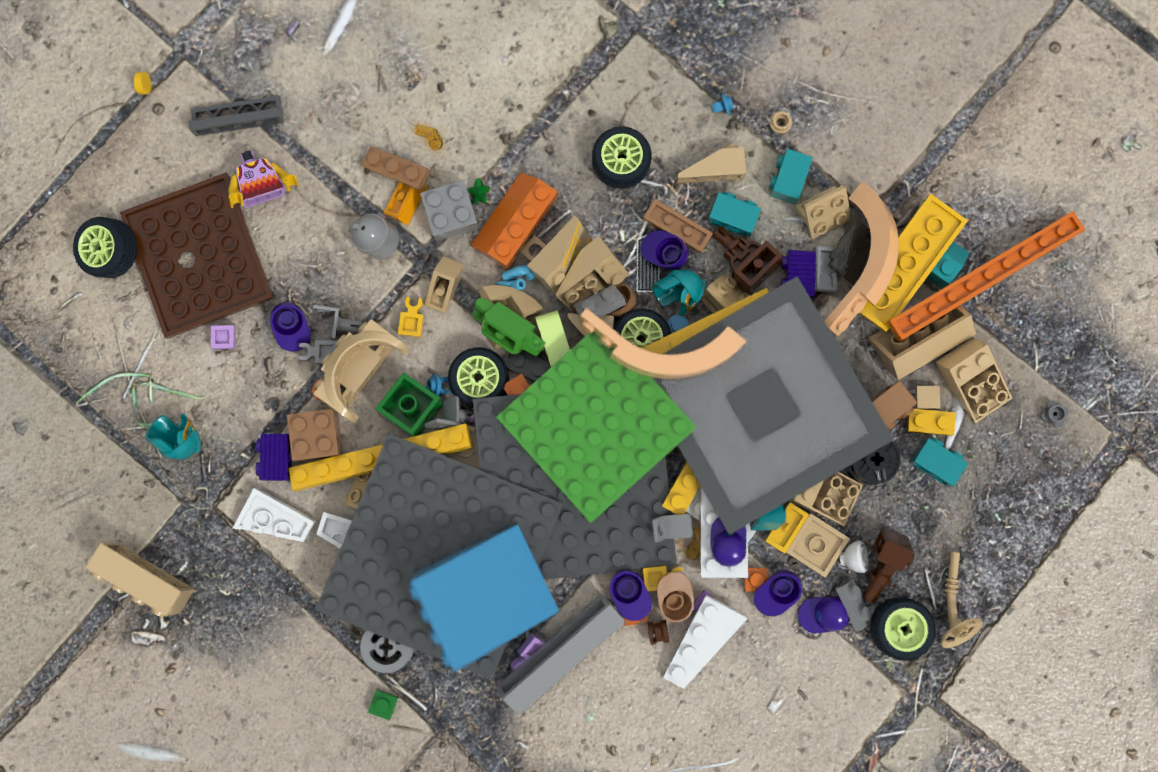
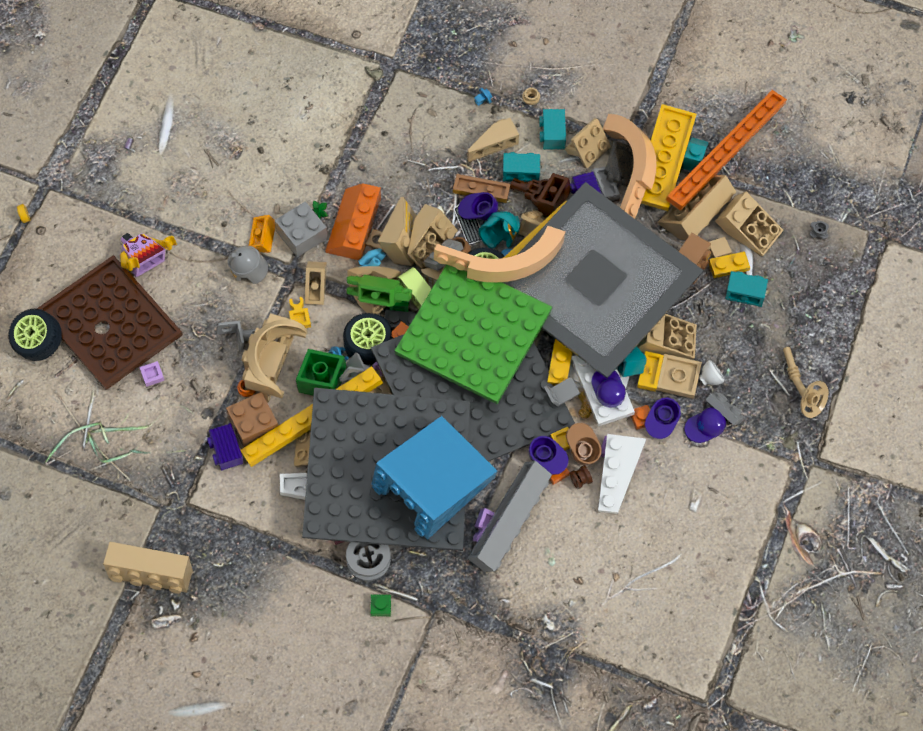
camera: 20 degrees left, 20 degrees down
(173, 440) = (142, 460): teal helmet -> none
(238, 120) = (105, 216): dark grey fence -> none
(273, 517) = (240, 492): white wing -> none
(289, 326) = (204, 348): dark purple cap -> none
(320, 351) = (234, 360): light grey plate -> none
(395, 168) = (247, 212): medium nougat plate -> none
(432, 134) = (267, 183): clear yellow arm -> none
(622, 143) = (420, 153): wheel -> none
(875, 473) = (697, 302): black wheel -> none
(892, 553) = (737, 357): reddish brown brick -> none
(918, 625) = (769, 412): wheel -> none

